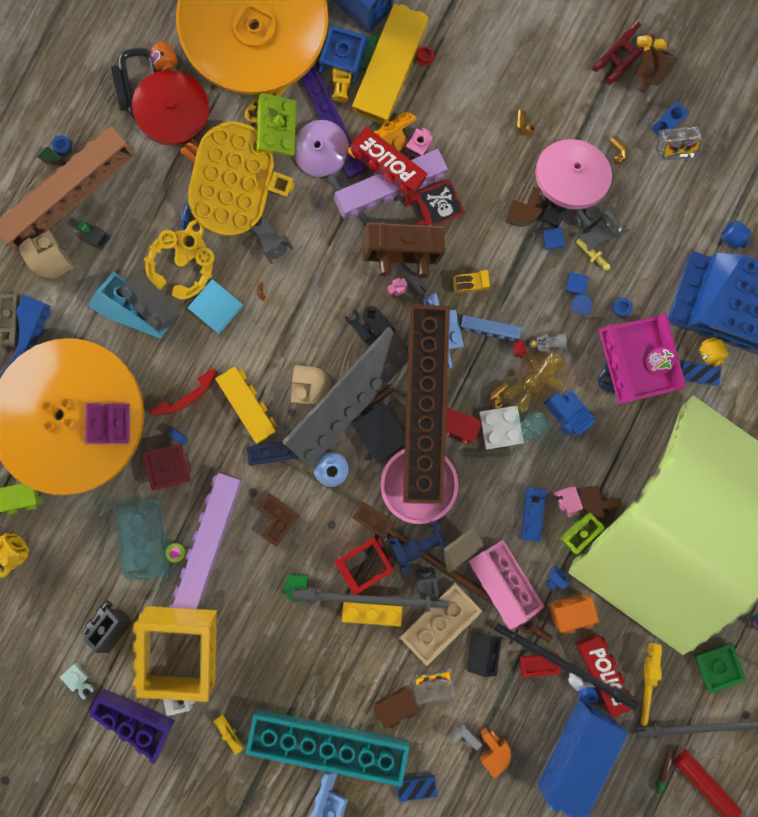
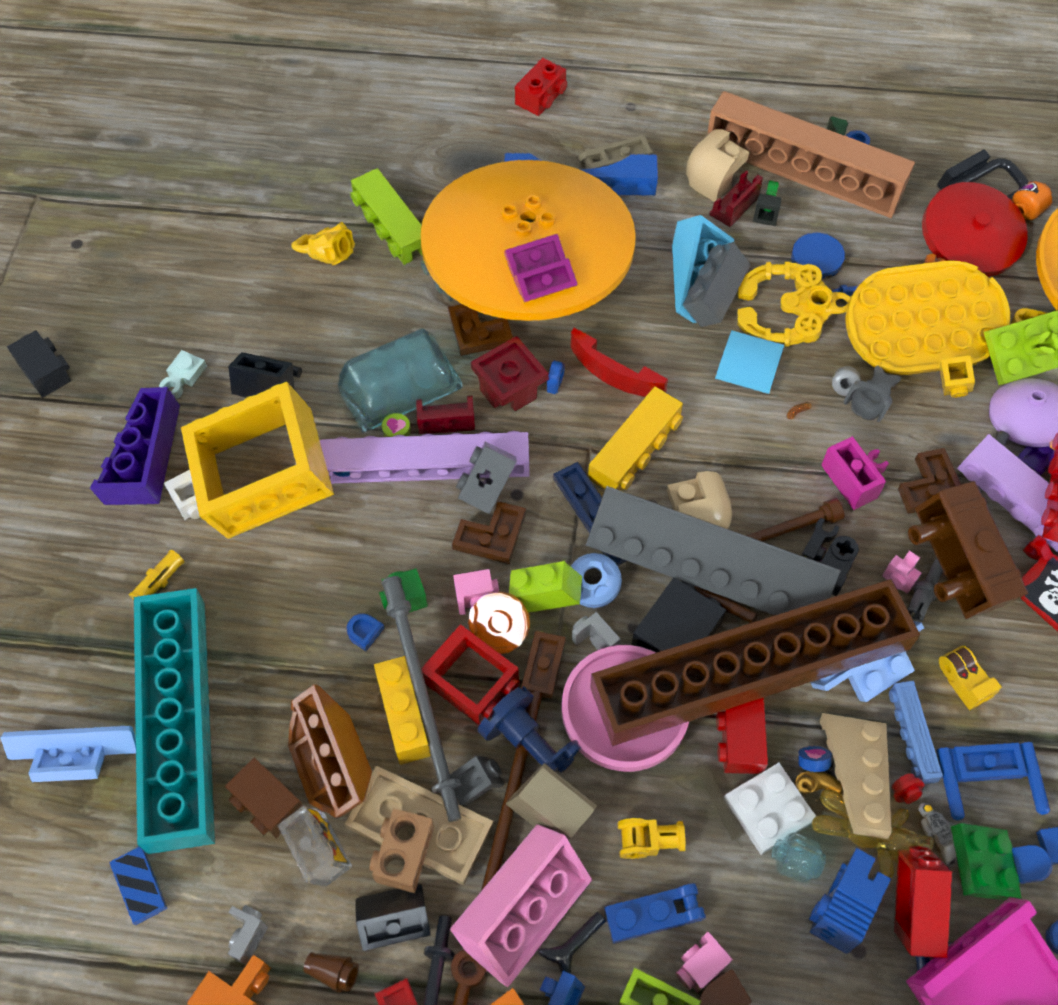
camera: 70 degrees right, 25 degrees down
(34, 776) = (39, 363): none -> black brick
(80, 254) = (737, 200): none -> dark red hinge
(127, 478) = (474, 335): none -> reddish brown plate
(148, 221) = (820, 251): none -> blue tile
(179, 518) = (445, 417): none -> dark red hinge
(241, 511) = (485, 494): none -> dark grey brick
(254, 253) = (844, 379): none -> light grey piece
(310, 617) = (364, 630): none -> blue tile
(311, 543) = (472, 587): none -> bright pink brick
(322, 282) = (855, 472): none -> dark pink brick
(329, 502) = (546, 586): none -> lime brick
(339, 537) = (500, 621): none -> tile
(340, 309) = (831, 511): none -> reddish brown piece
(349, 233) = (936, 474): none -> reddish brown plate
(370, 480) = (599, 631): none -> light grey bracket
(384, 662) = (327, 753): none -> dark orange wedge
(459, 636) = (410, 851): none -> medium nougat brick
(485, 391) = (815, 758): none -> blue tile
(494, 501) = (649, 837): none -> yellow connector
(498, 368) = (863, 769): none -> tan wing
(502, 694) = (332, 970): none -> reddish brown cone
(523, 296) = (990, 763): none -> blue plate
(537, 571) = (564, 953): none -> black piece
(574, 329) = (985, 862): none -> green plate
(586, 377) = (922, 902): none -> red window

